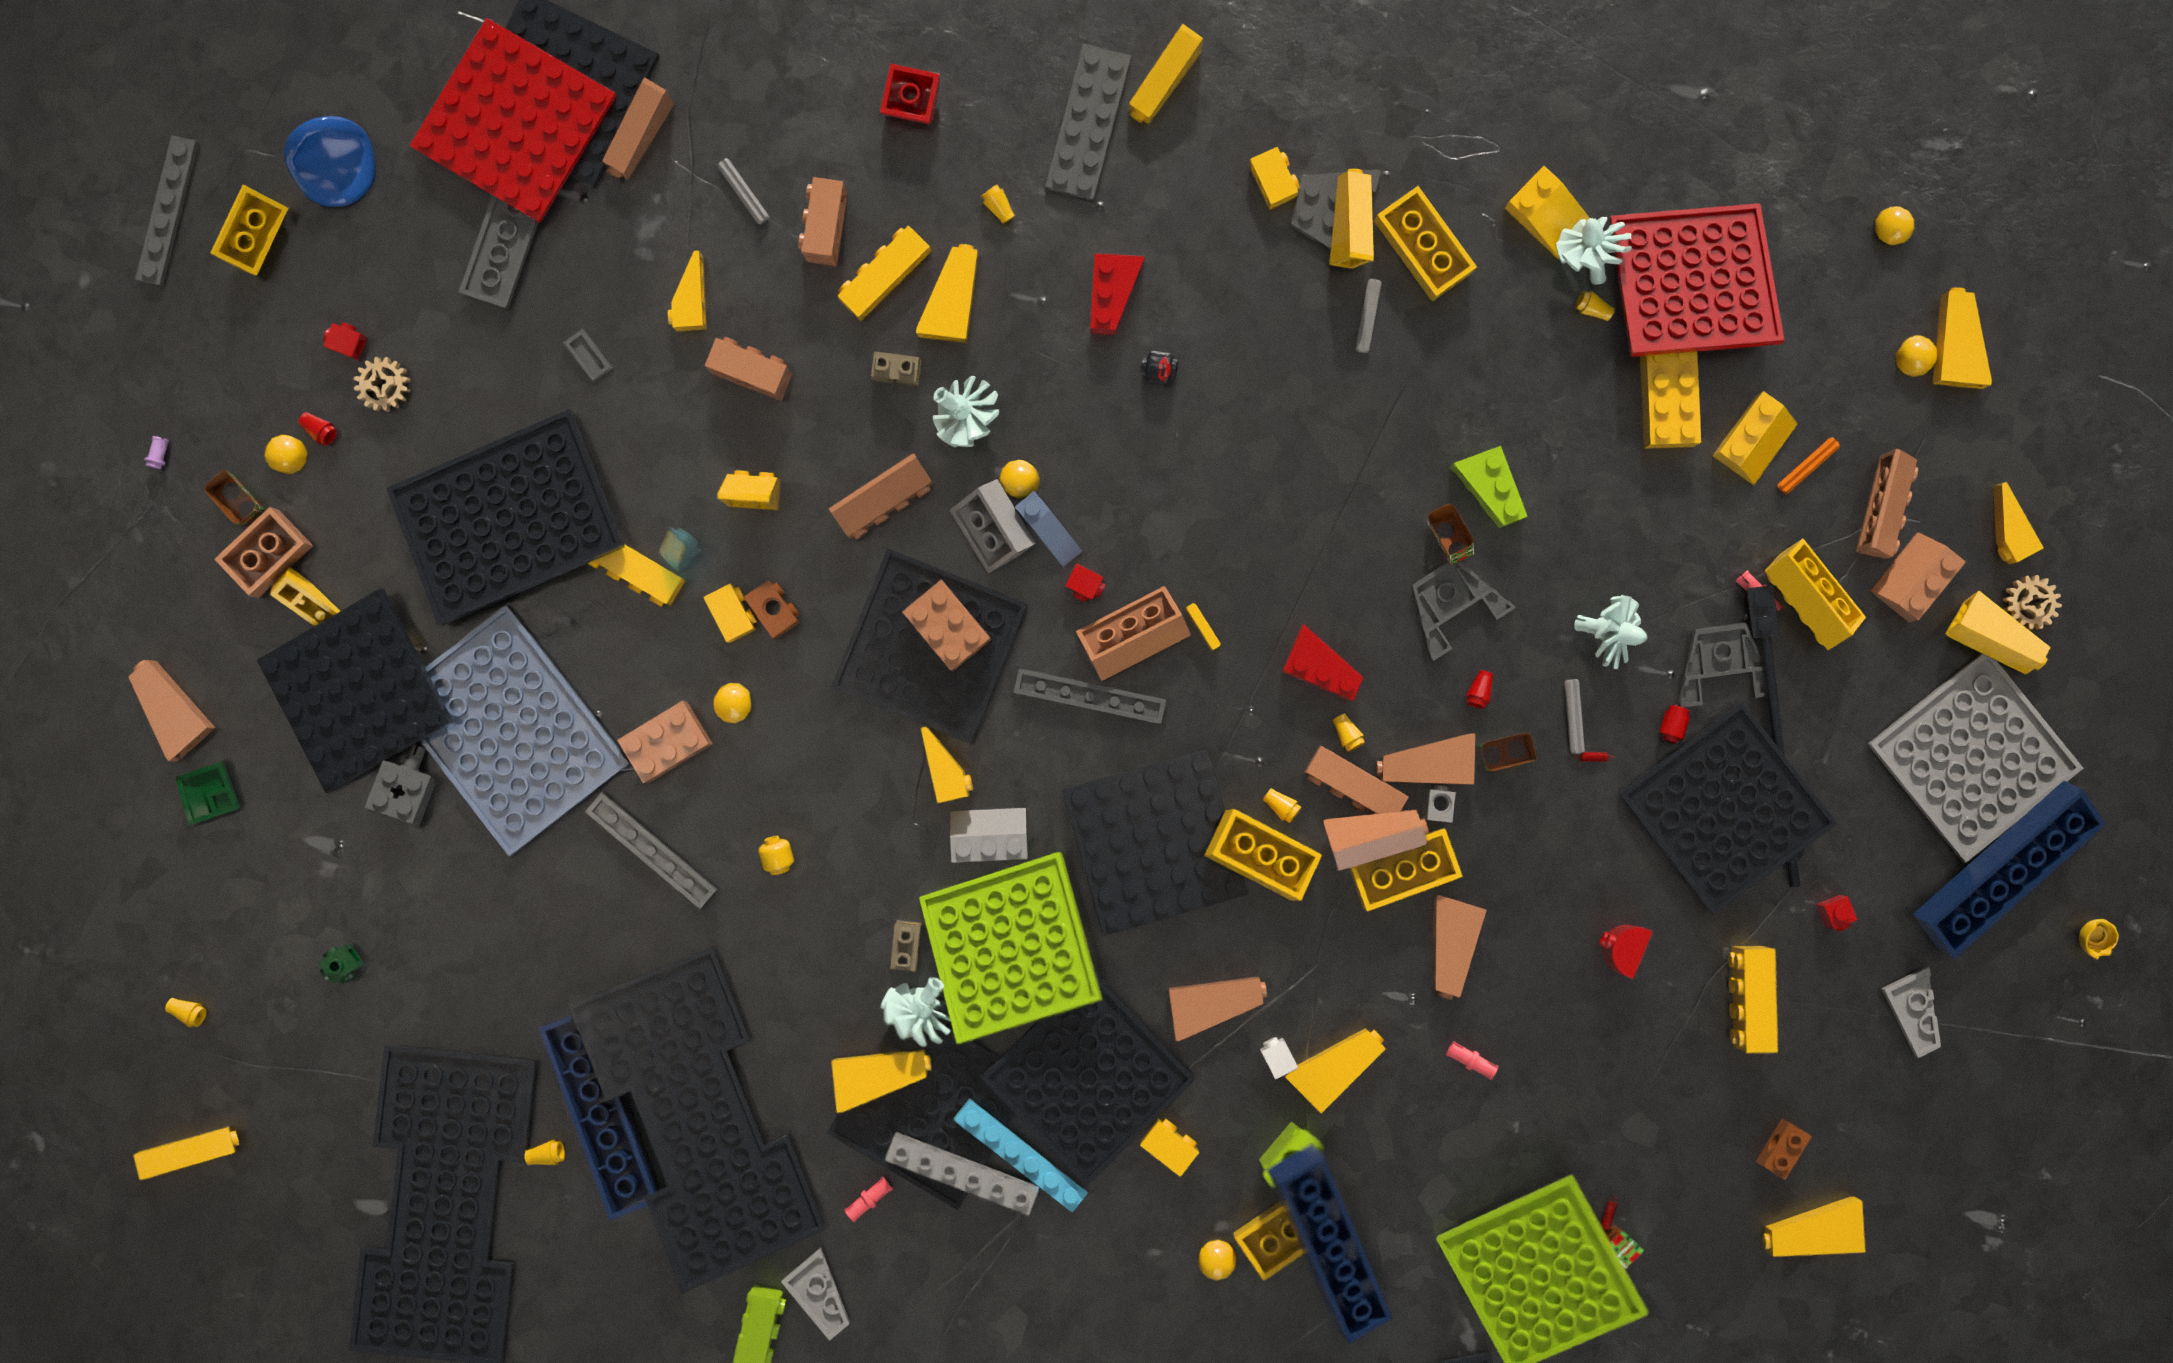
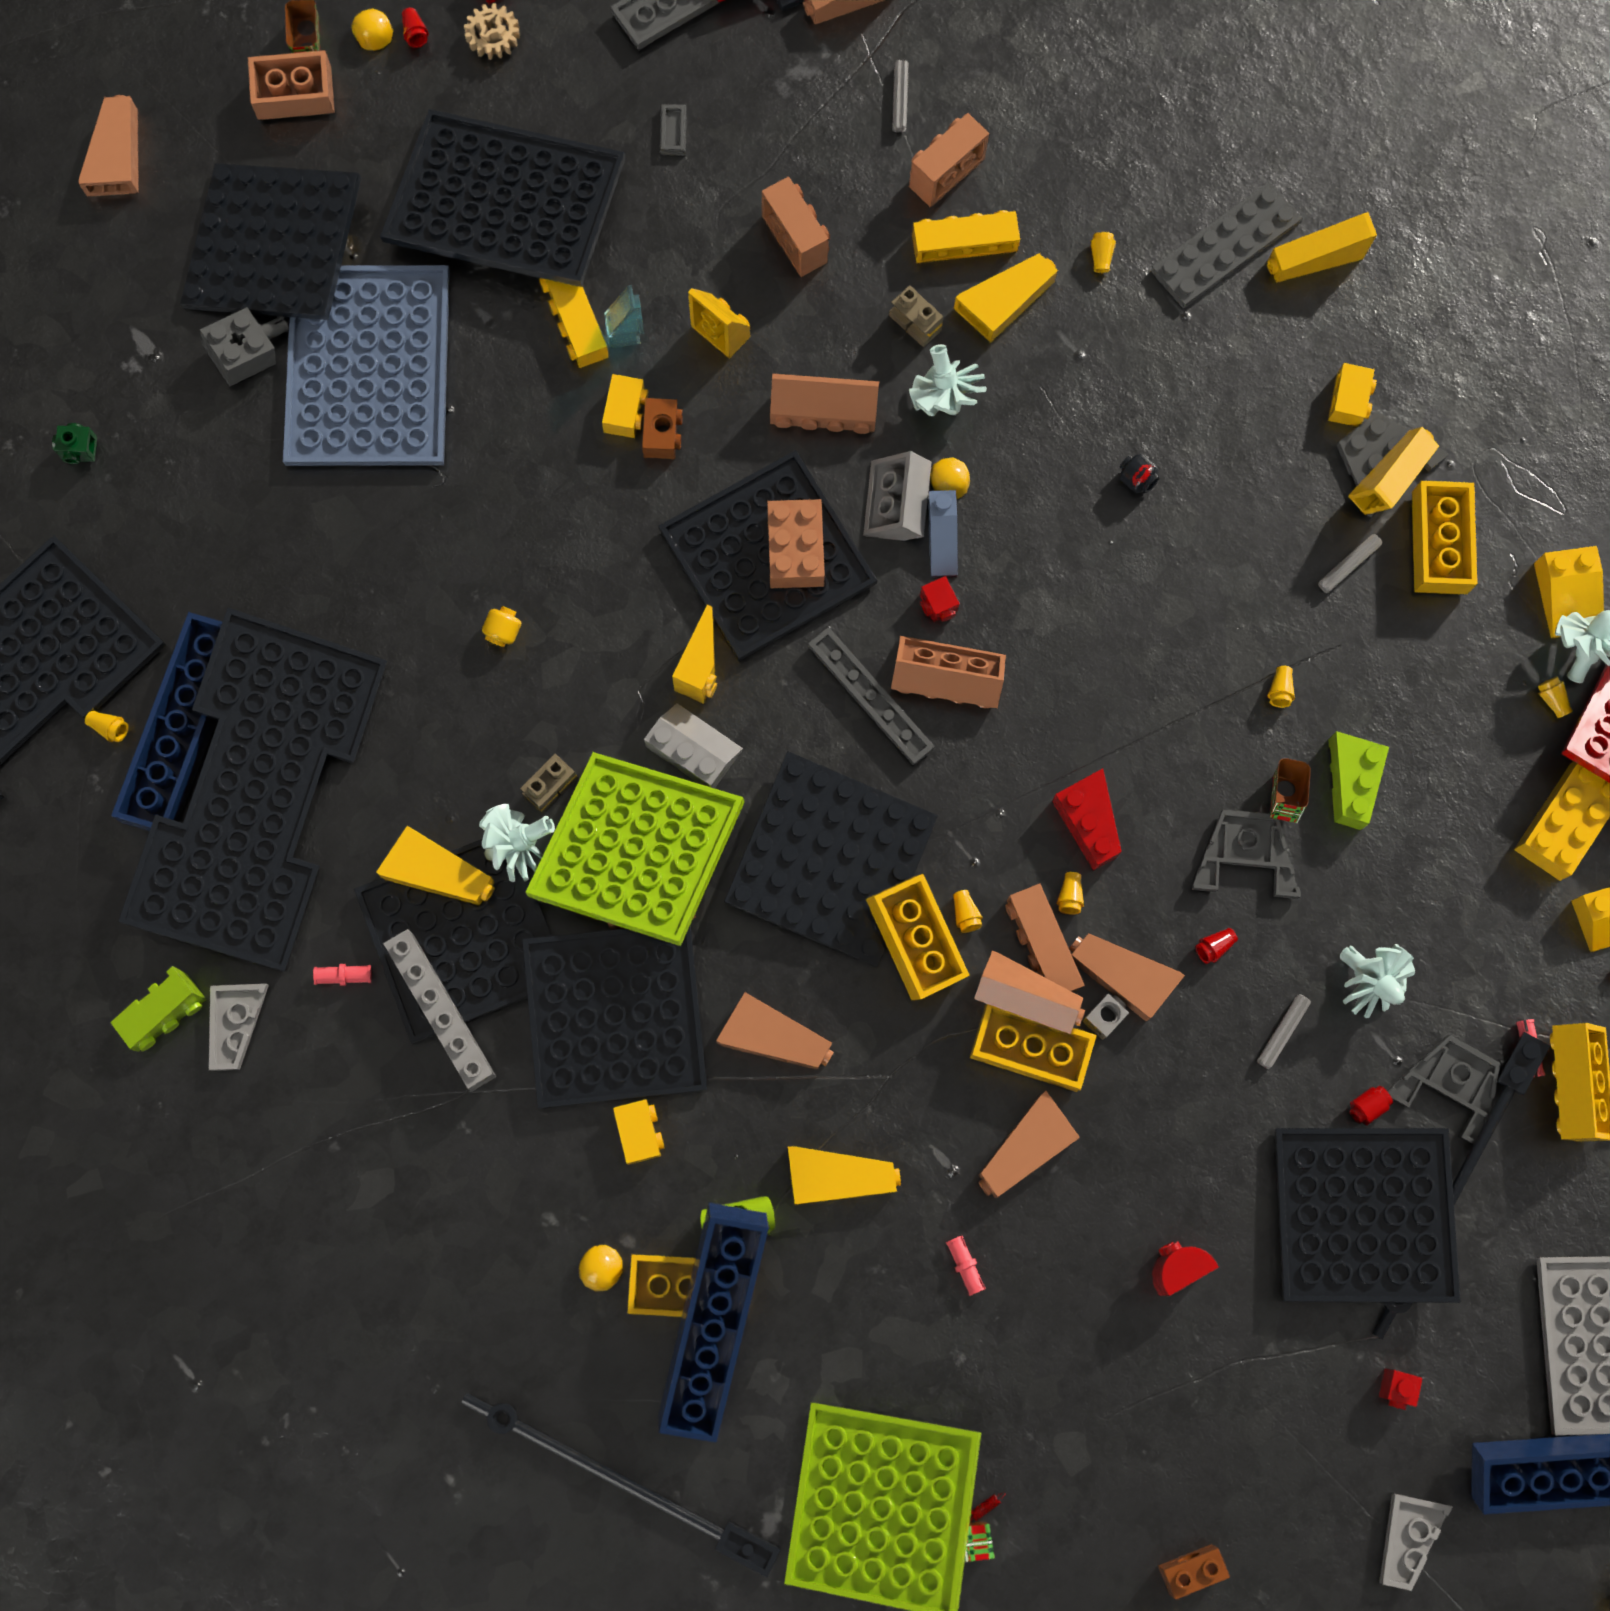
camera: 30 degrees right, 10 degrees down
(207, 793) = (87, 234): dark green plate -> none
(302, 597) = (291, 139): yellow slope -> none
(651, 850) = (402, 546): dark grey plate -> none
(665, 742) = (485, 467): nougat brick -> none
(688, 303) = (790, 142): yellow slope -> none
(732, 703) = (566, 479): yellow hair -> none
(910, 94) = (1097, 114): red brick -> none
(1020, 1155) = (503, 1038): medium azure plate -> none
(1112, 287) = (1146, 383): red wedge -> none
(1203, 626) = (1013, 710): yellow tile -> none
(1278, 1057) = (794, 1127): white brick -> none
(1388, 455) = (1282, 689): none -> yellow cone
(1529, 753) = (1223, 1011): dark orange piece -> none
(1594, 757) = (1276, 1080): red piece -> none
(1753, 999) = (1266, 1406): yellow brick -> none

